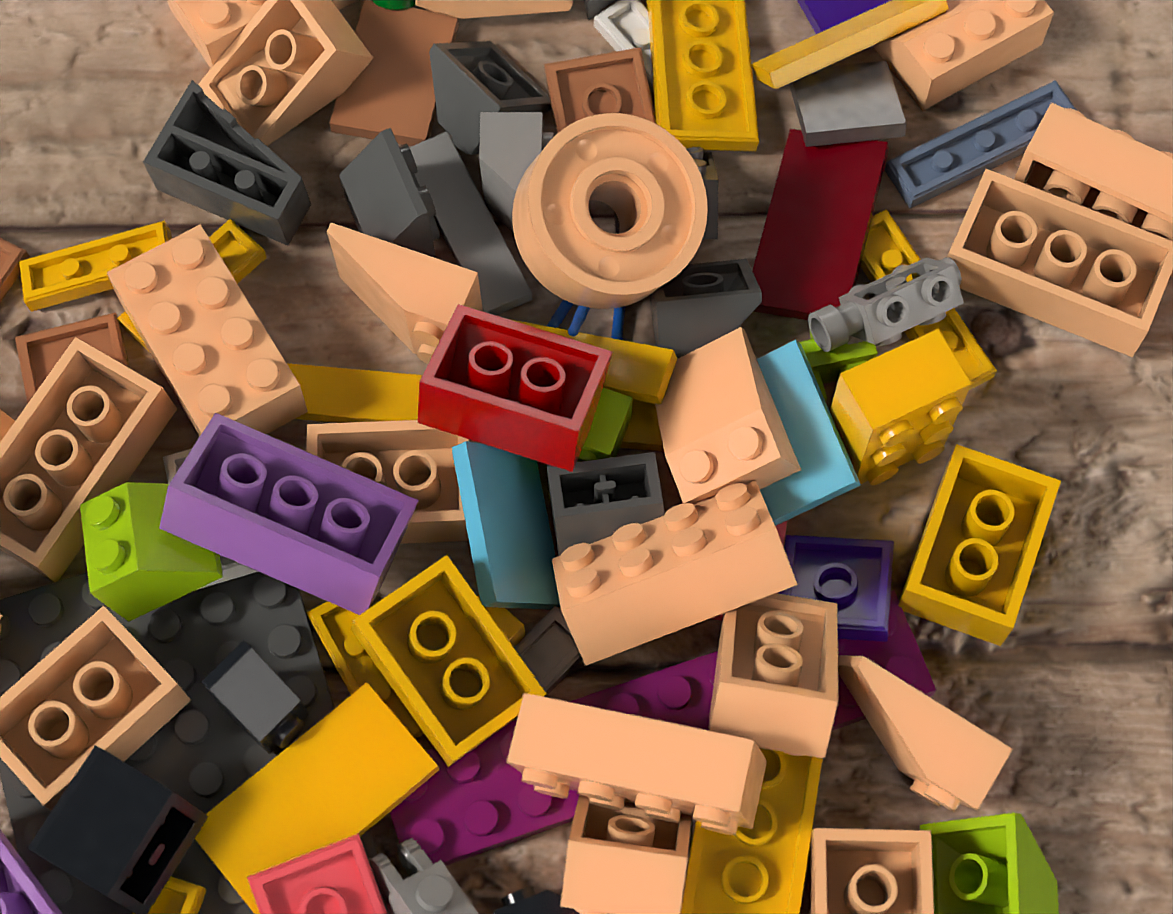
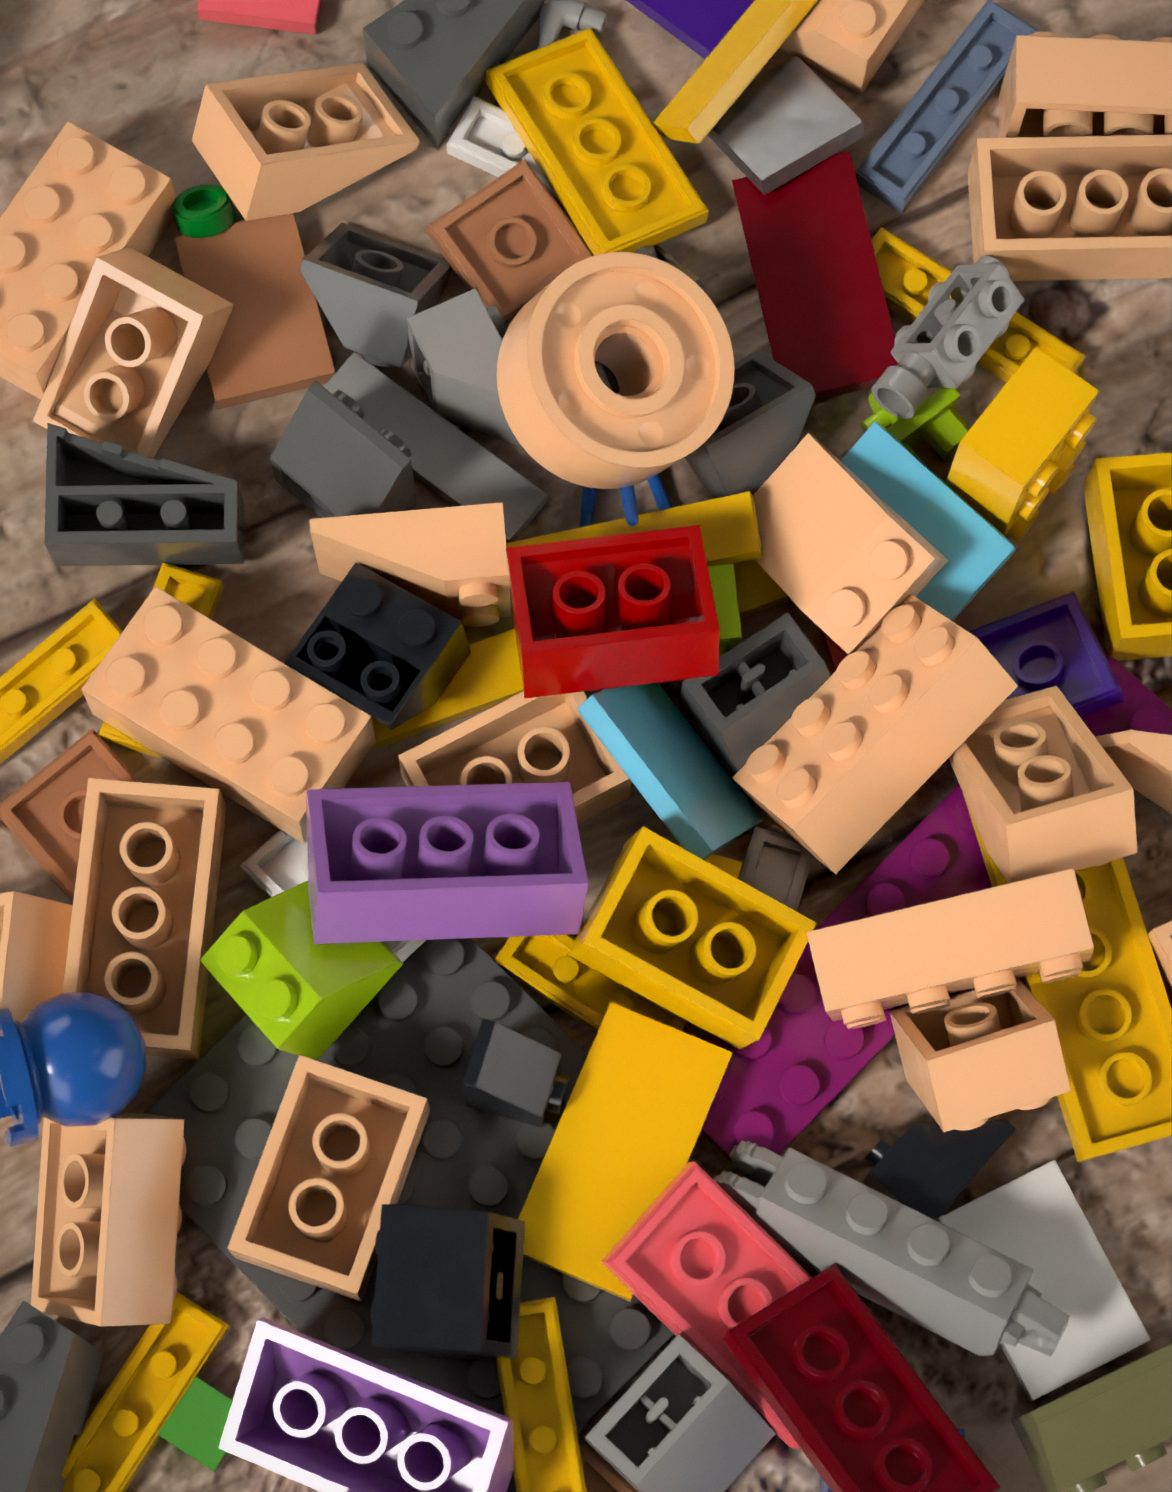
camera: 30 degrees left, 5 degrees up
(339, 345) = (381, 648): none -> black slope

